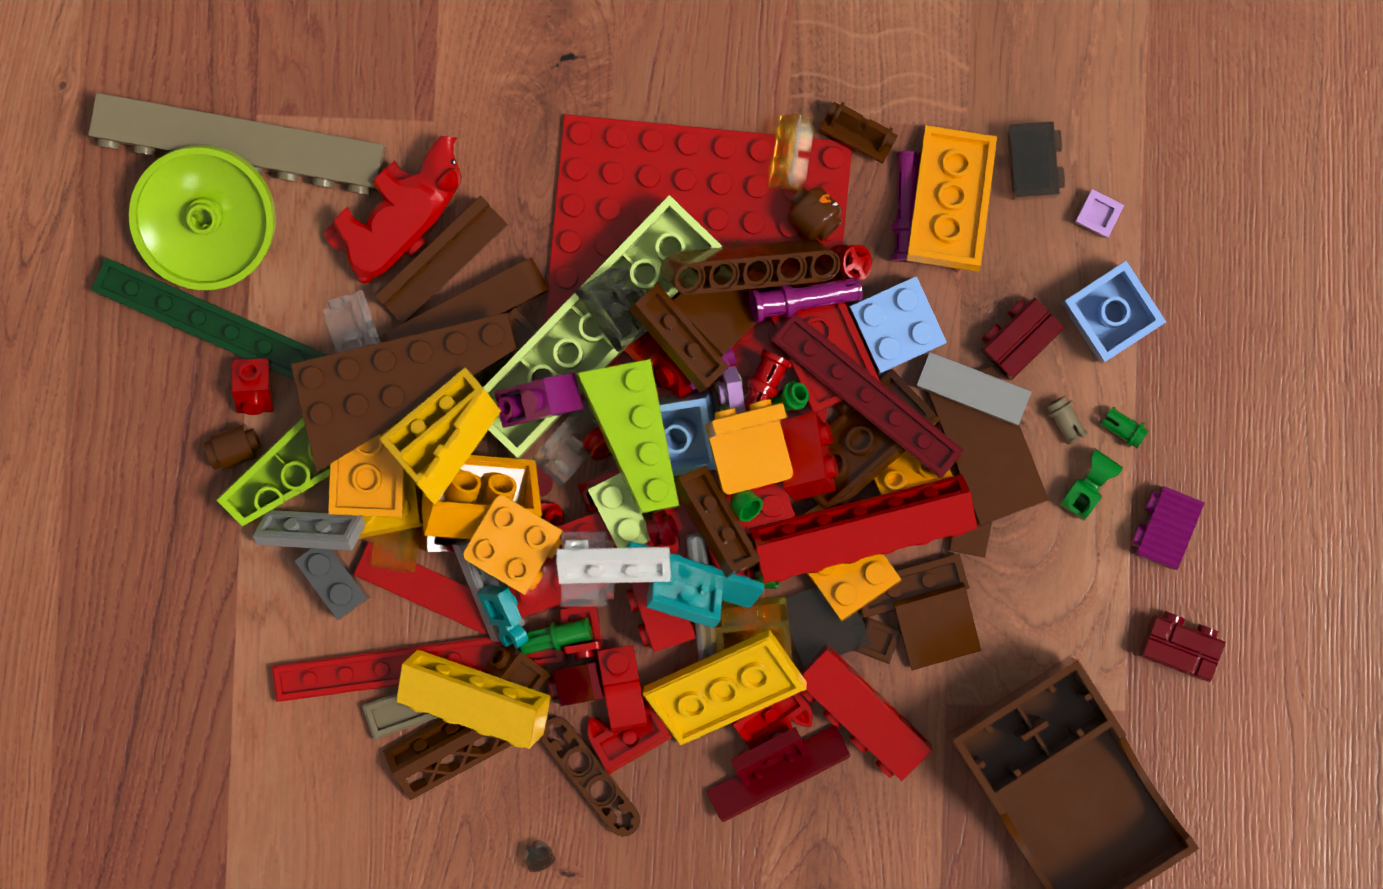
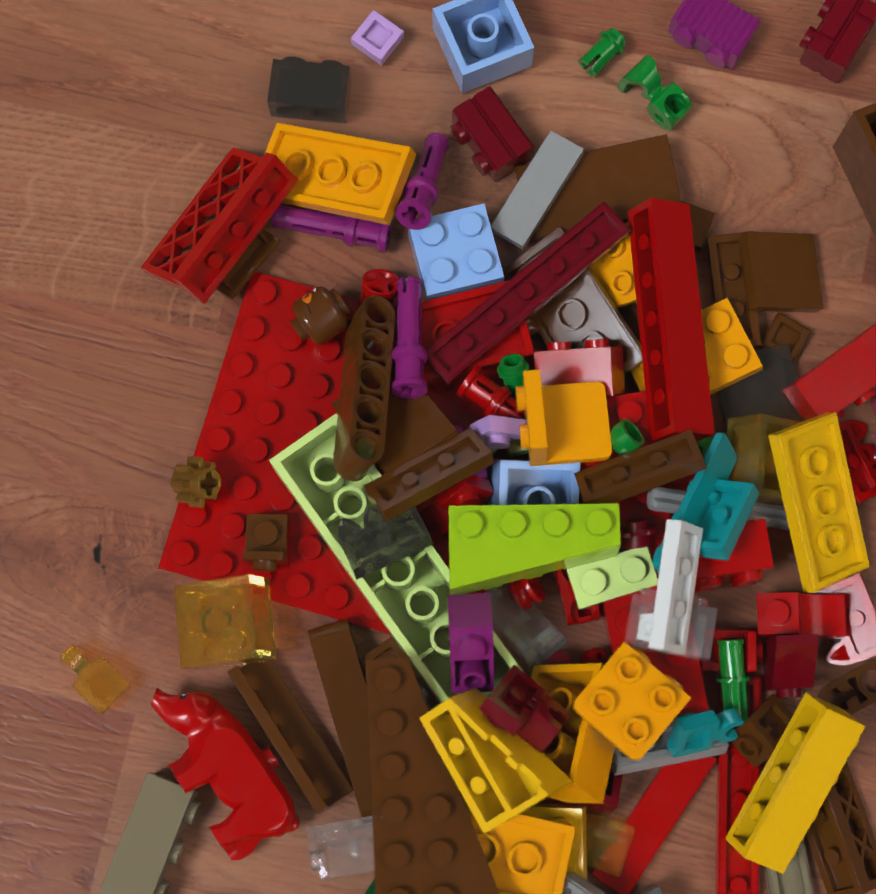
camera: 75 degrees left, 10 degrees down
(453, 84) = (98, 682): none -> clear yellow plate
(490, 451) = (519, 705): none -> dark red plate
(523, 184) = (224, 622): none -> clear yellow brick
(602, 206) = (266, 541): none -> reddish brown bracket
(642, 133) = (195, 481): none -> pearl gold gear
(792, 135) = (235, 327): clear yellow hinge -> none
(880, 117) = (223, 240): none -> red fence
(947, 283) = (421, 190): none -> magenta pin
(1066, 419) = (584, 107): dark tan pin -> none

